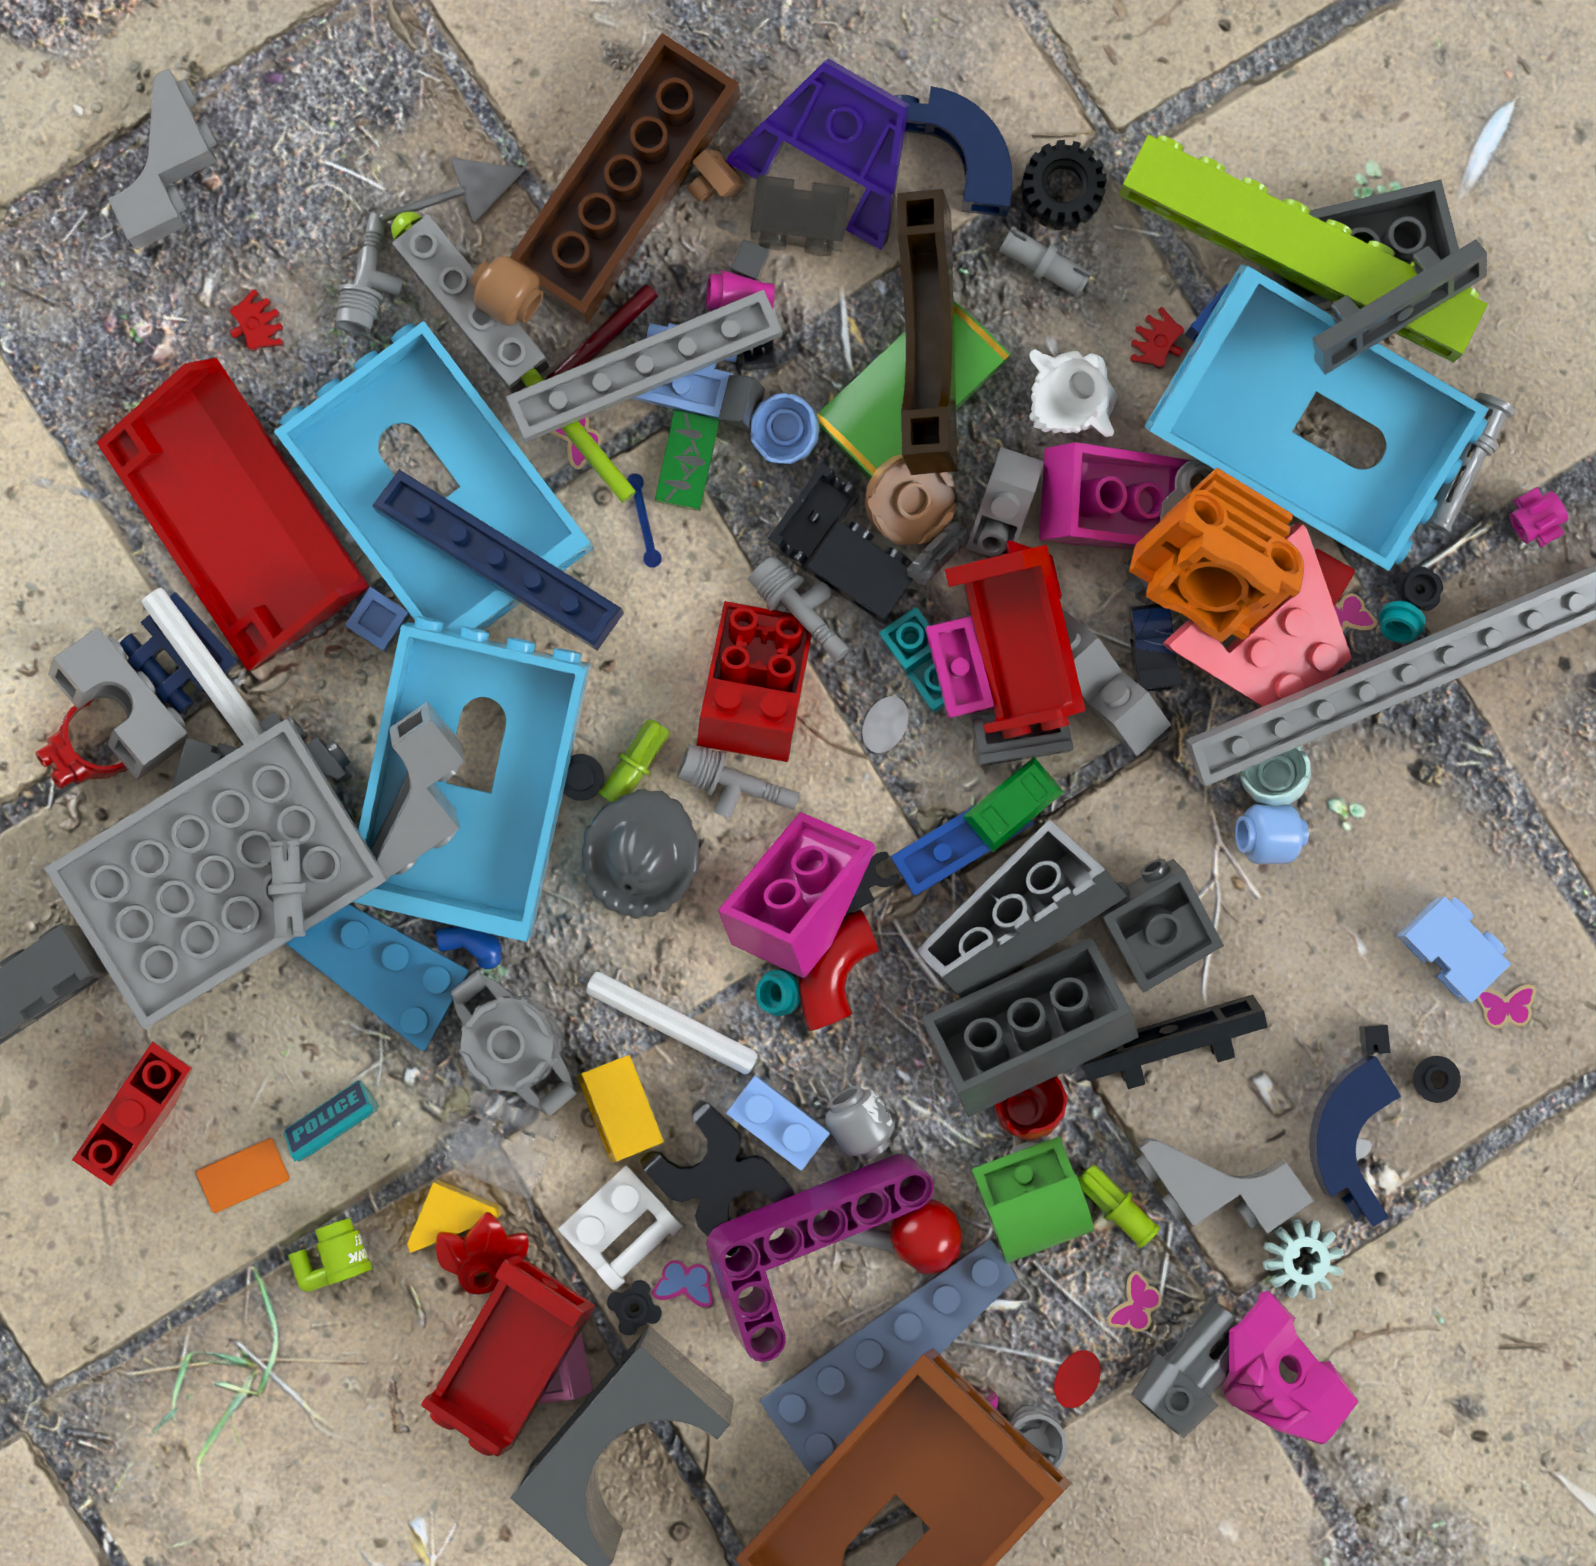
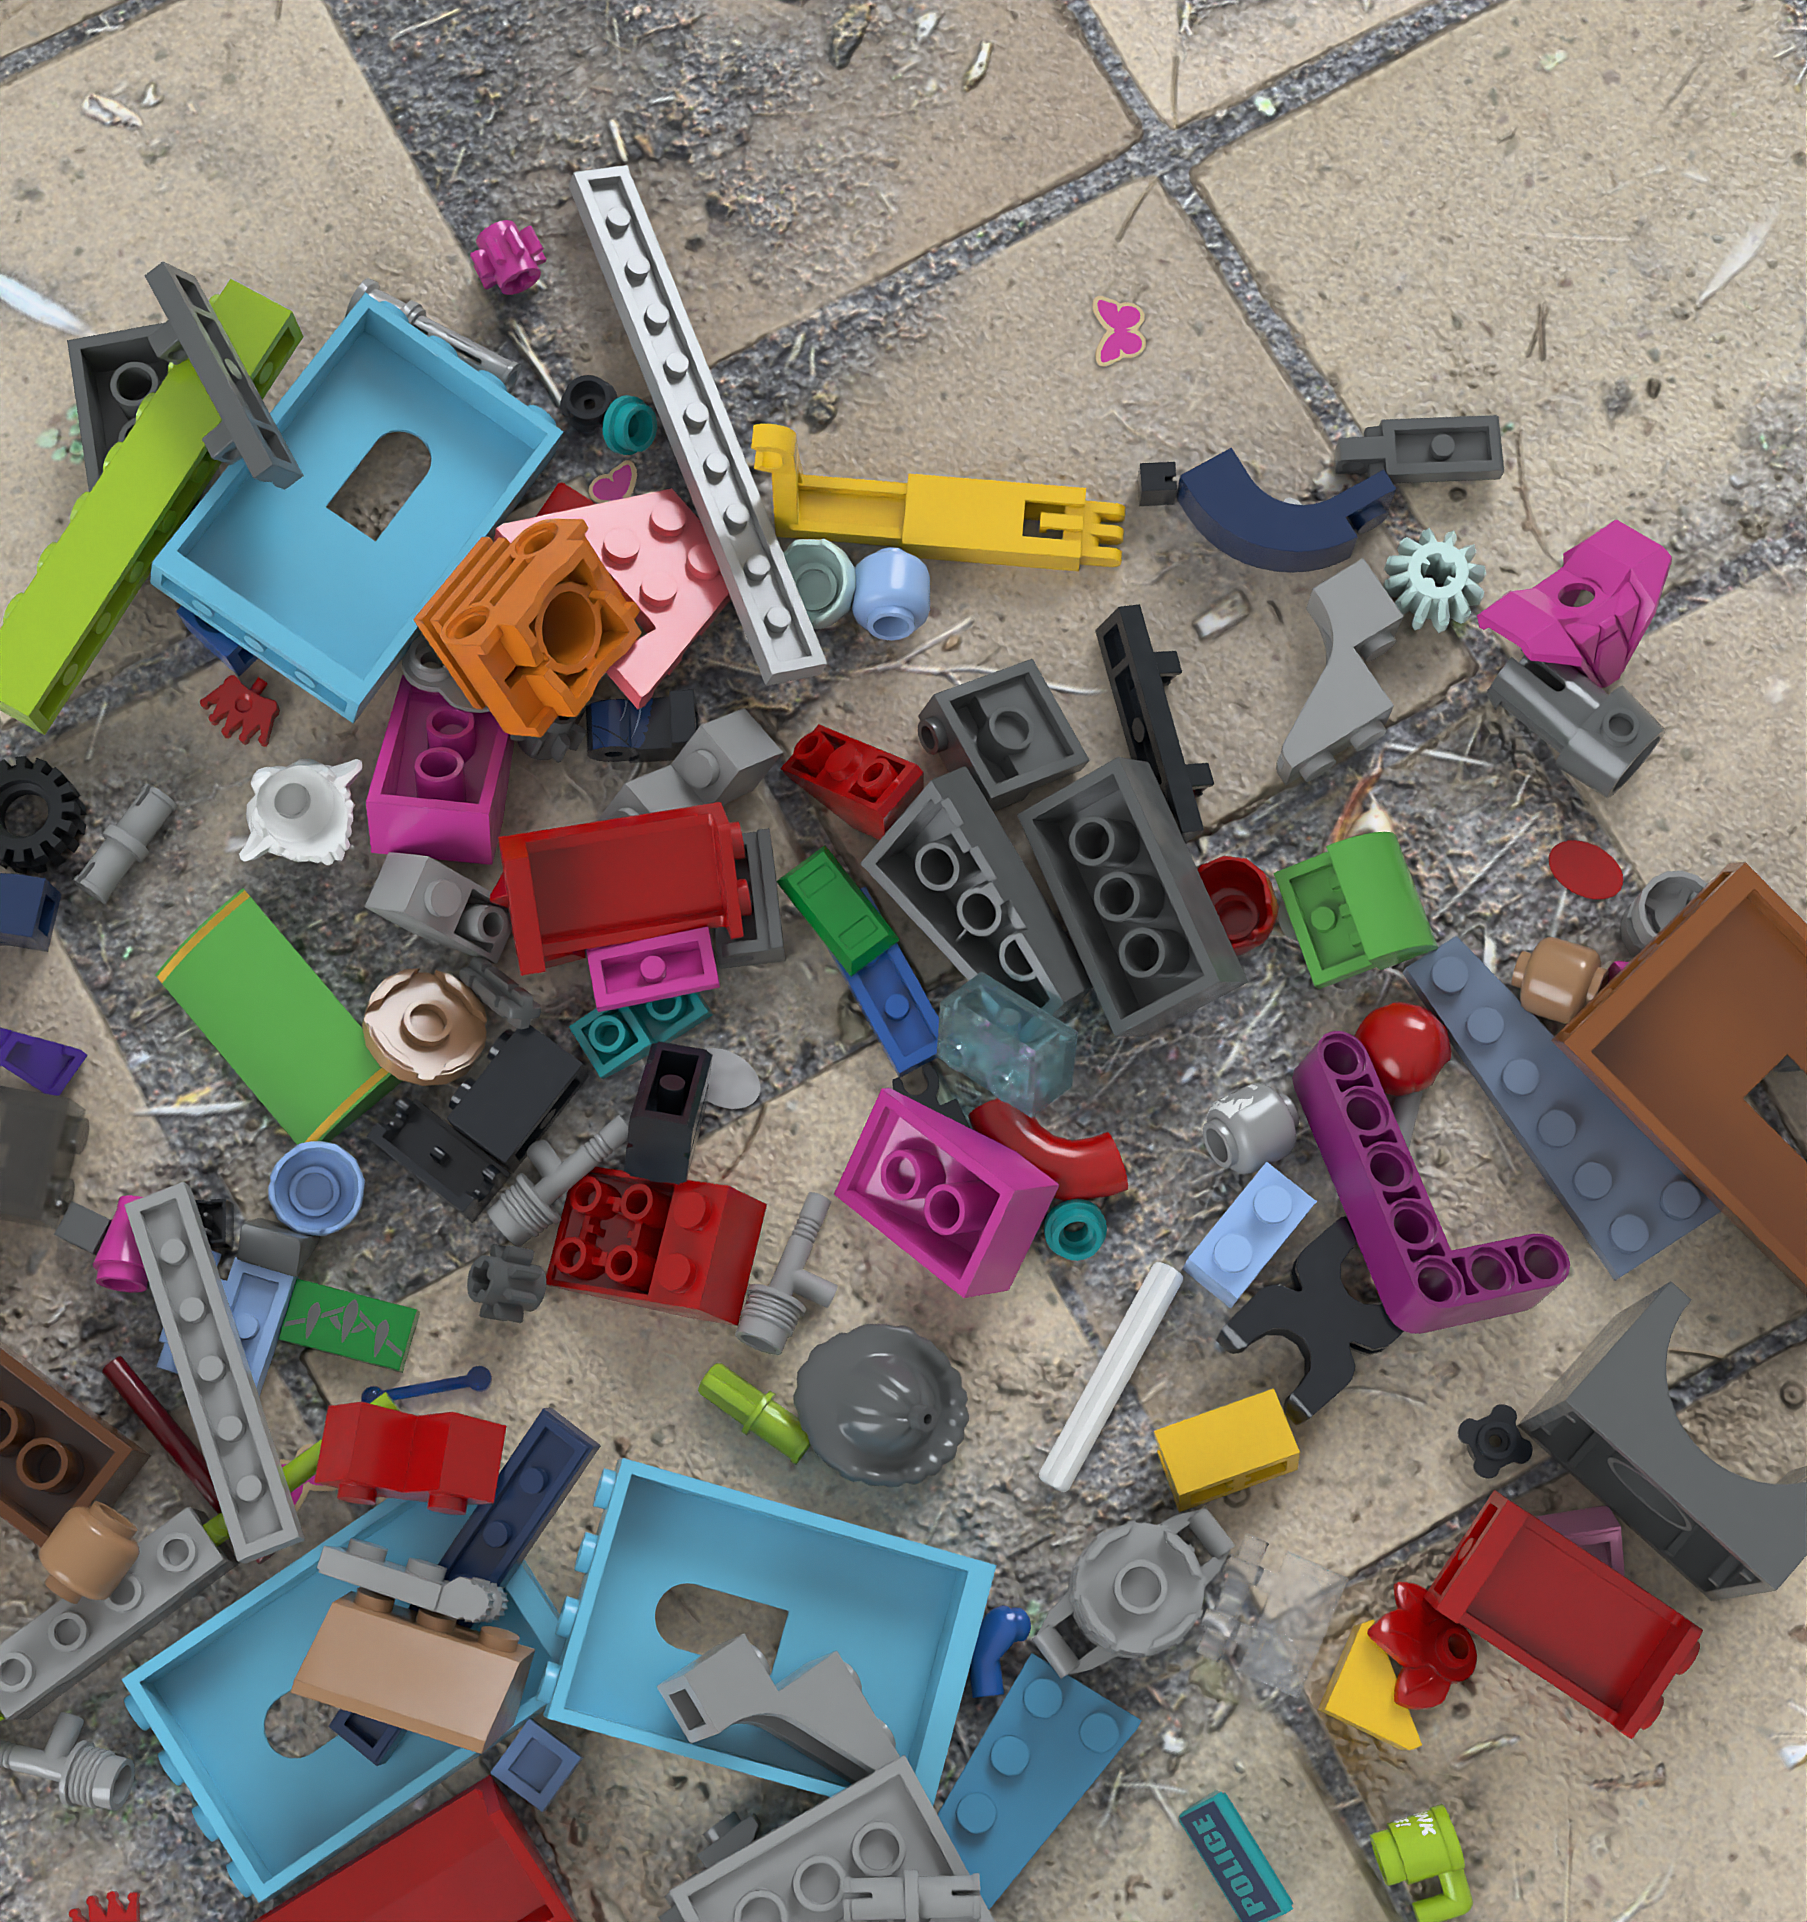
camera: 85 degrees left, 10 degrees down
(431, 530) = (416, 1670): none -> medium nougat slope
(494, 524) = (417, 1583): none -> light grey hinge
(583, 778) = (775, 1480): black plate -> none
(584, 514) = (411, 1457): none -> red brick
(609, 1215) = (1370, 1472): white plate -> none
(680, 1279) = (1458, 1367): medium blue sticker -> none
(720, 573) = (506, 1283): none -> dark grey gear
(849, 685) = (668, 1113): none -> black brick
(909, 934) = (1006, 1044): none -> clear light blue brick
(930, 384) = (202, 988): dark brown arch -> none
(985, 1356) = (1558, 979): none -> medium nougat head
(1118, 811) = (854, 779): none -> red slope
(1118, 1206) = (1366, 803): lime axle -> none
(1141, 1301) = (1487, 786): dark pink sticker -> none
(1339, 870) = (938, 514): none -> yellow hinge
(1412, 1252) = (1426, 450): none -> dark grey hinge
(1422, 1075) = (1204, 428): black plate -> none
(1449, 939) = (1053, 370): light blue brick -> none

